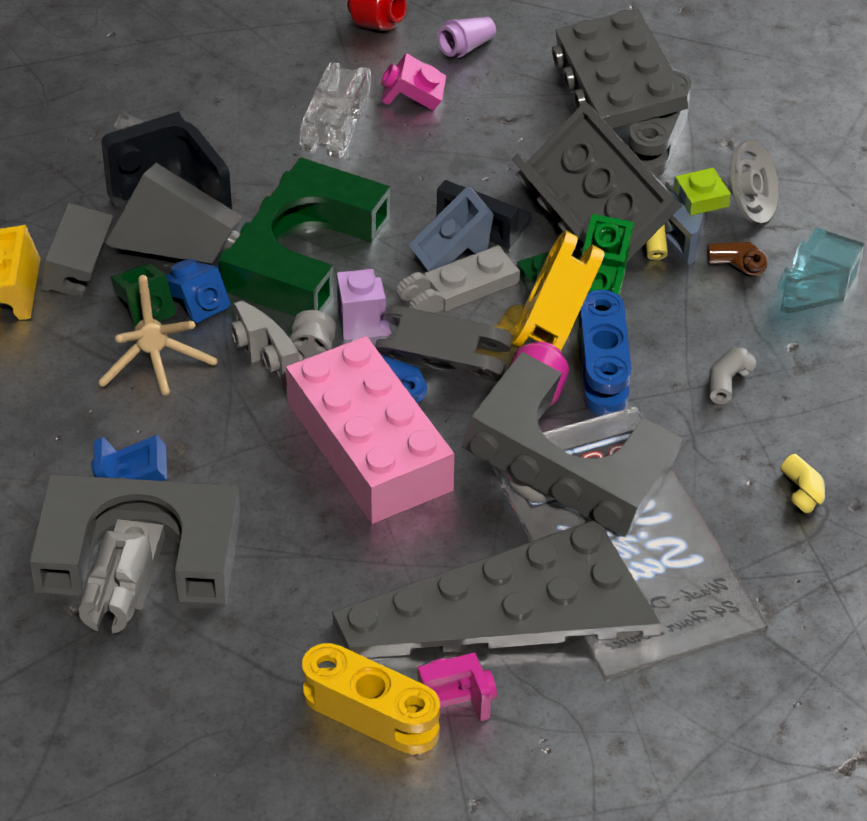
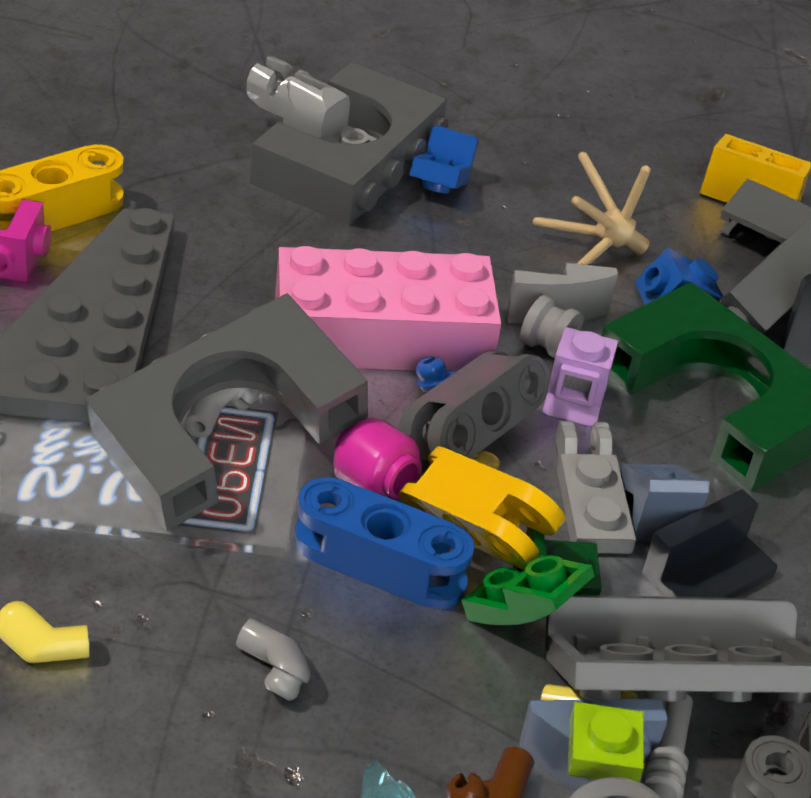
camera: 110 degrees right, 5 degrees down
(127, 287) = (693, 242): dark green bracket -> none

